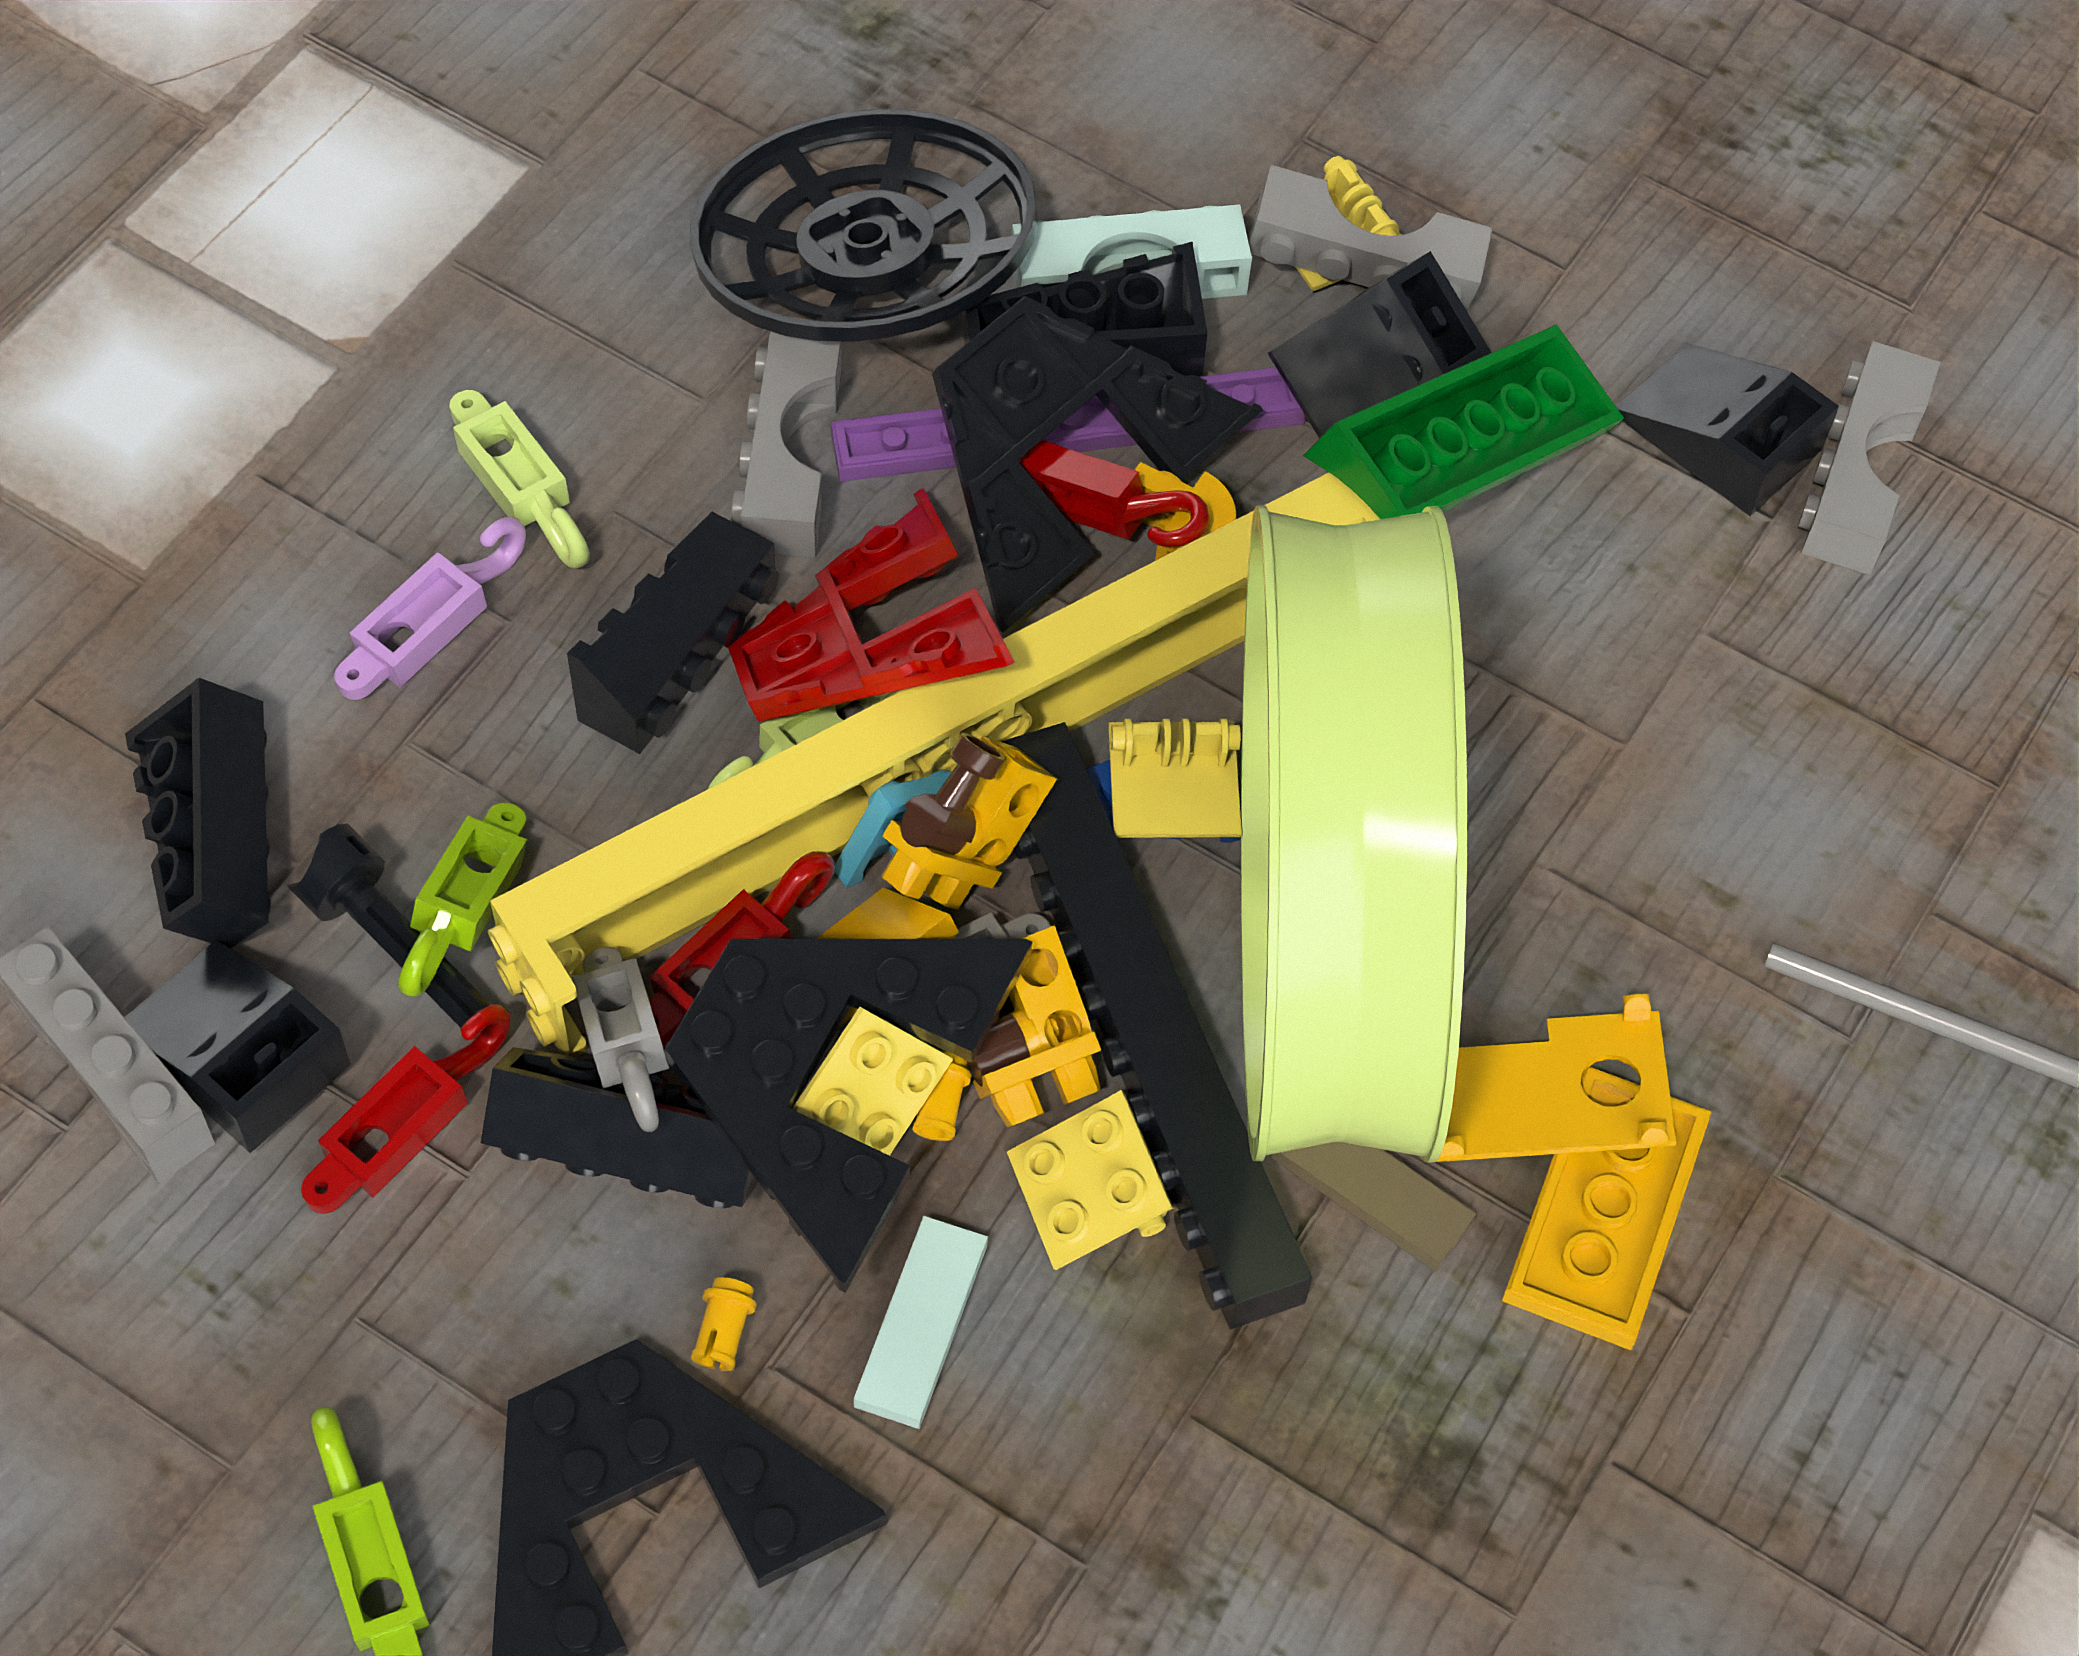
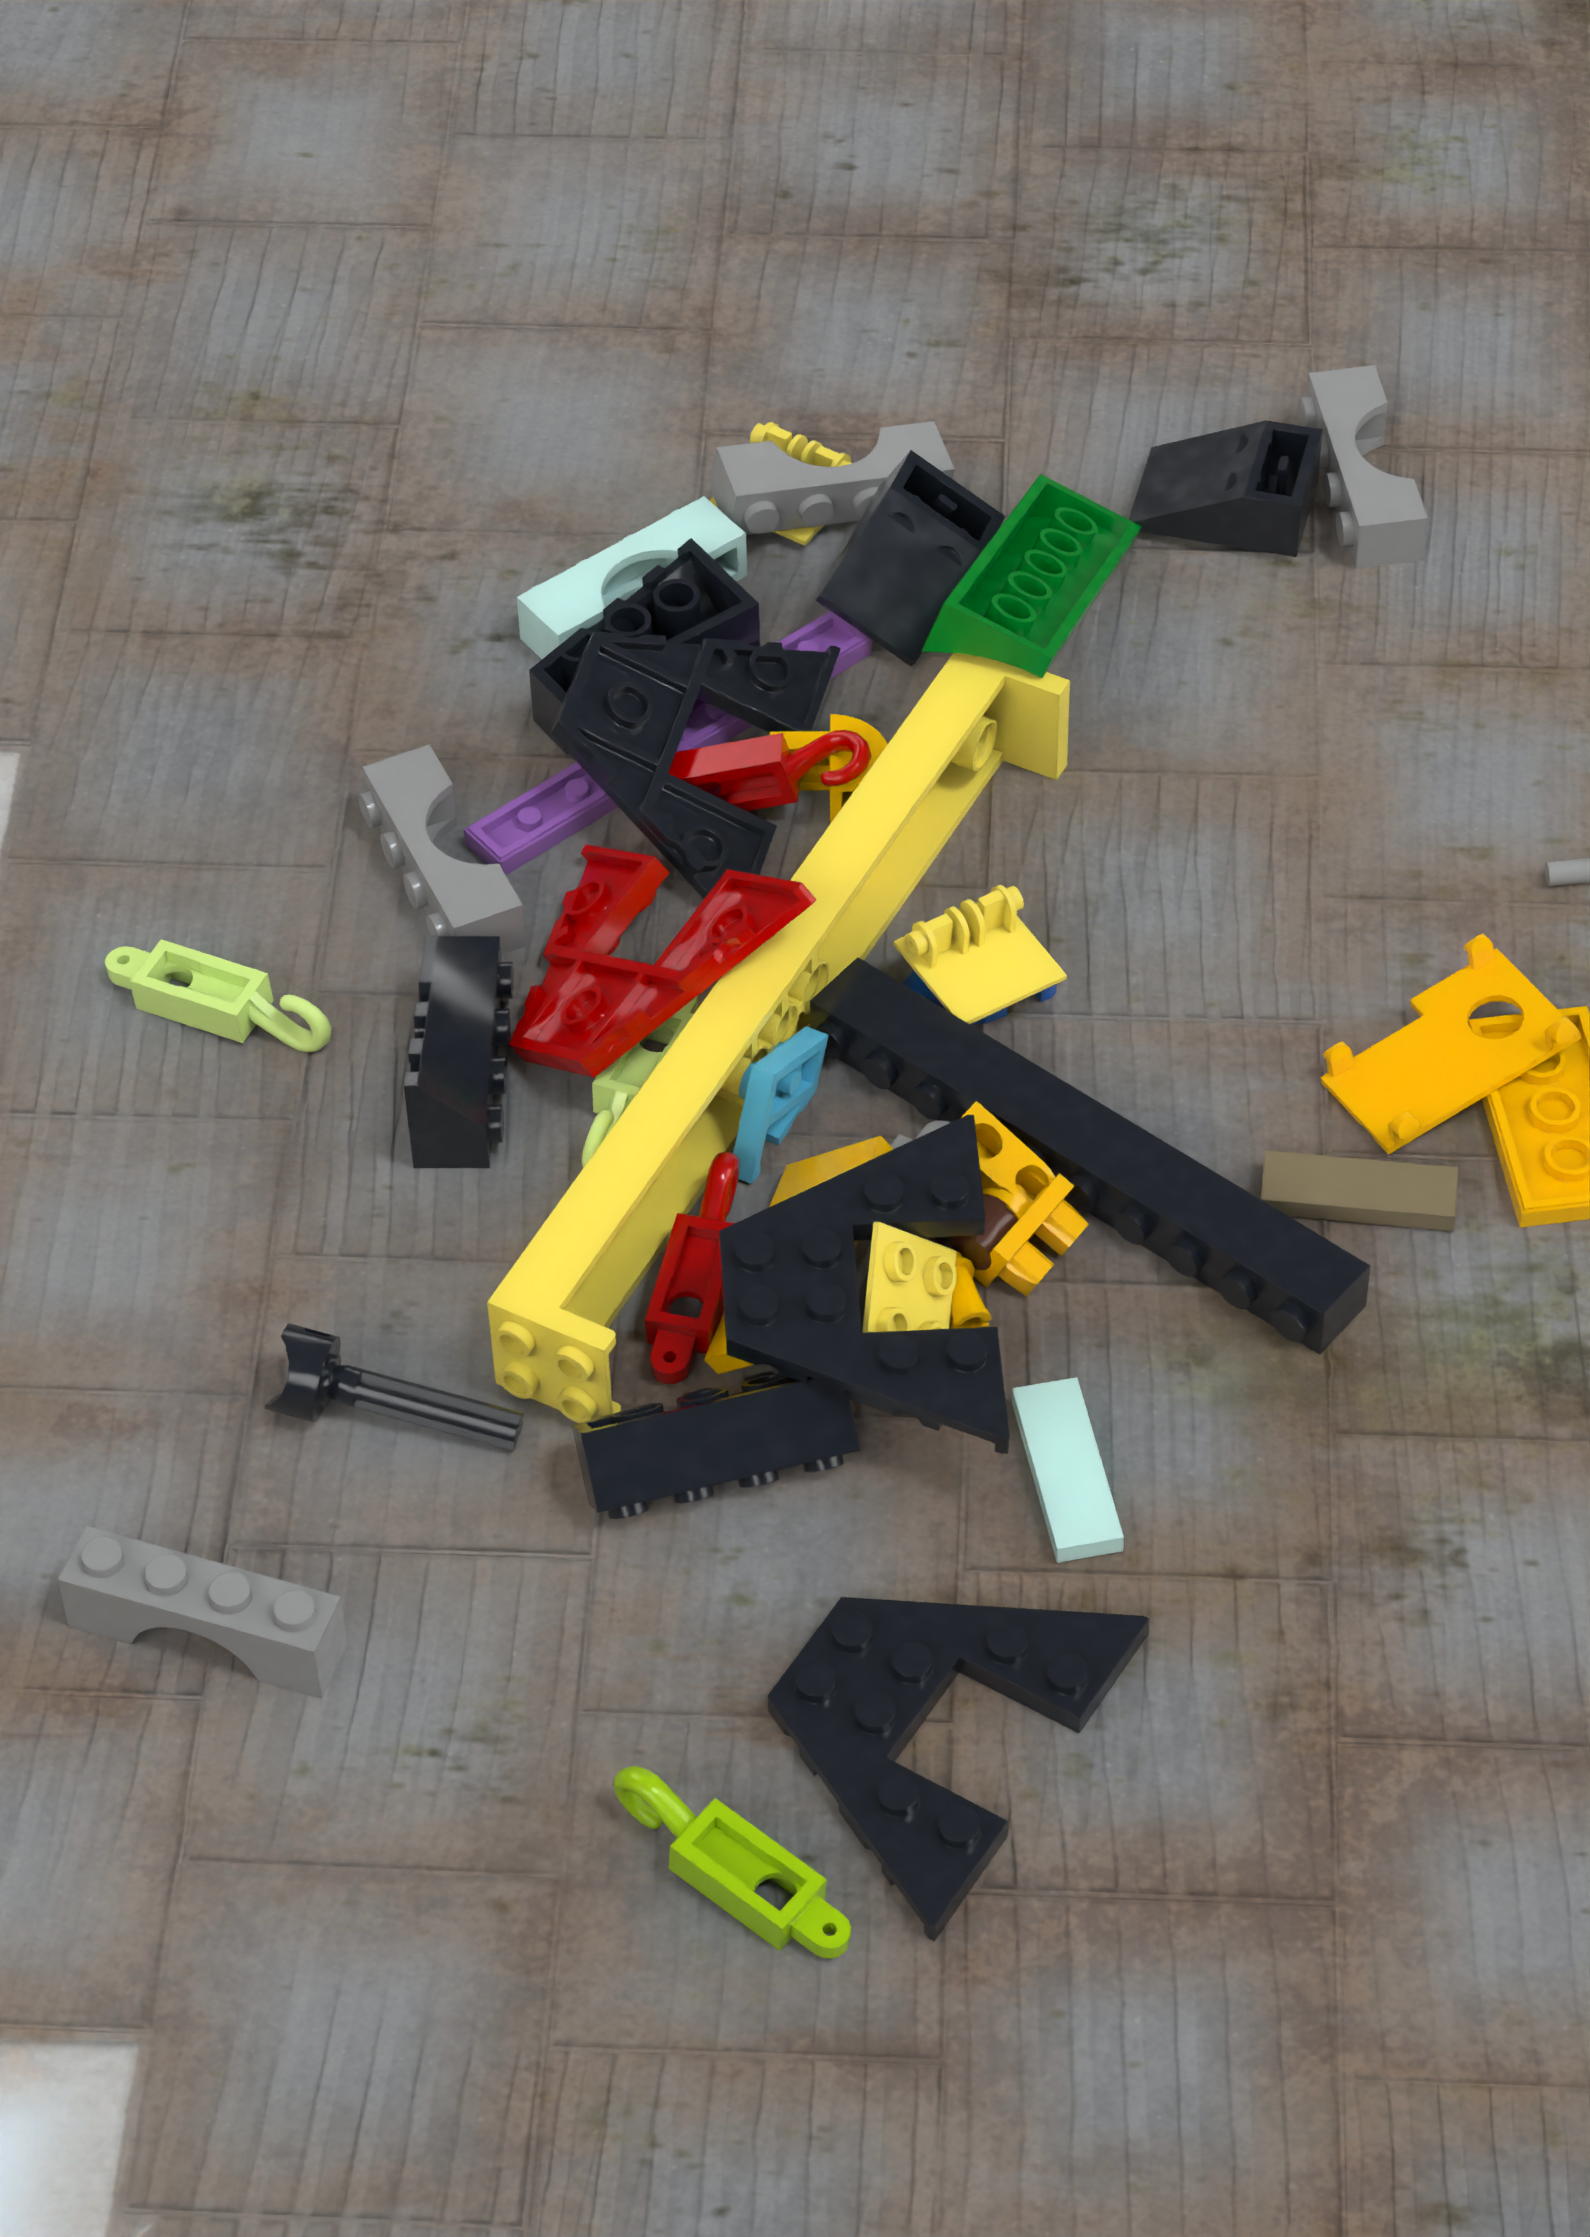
camera: 25 degrees left, 10 degrees down
(206, 811) = (141, 1378): black wedge -> none
(240, 1042) = (326, 1529): black slope -> none
(406, 1105) = (507, 1522): red piece -> none
(433, 605) = (221, 1131): lavender piece -> none
(457, 899) = (431, 1332): lime piece -> none
(623, 1040) = (678, 1360): light grey piece -> none
(723, 1323) = (901, 1538): yellow pin -> none
(893, 225) = (388, 667): black dish -> none
(969, 824) = (840, 1065): yellow hips -> none
(1090, 1181) = (1131, 1294): light yellow hinge -> none
(1352, 833) = (1209, 895): yellowish green wheel -> none

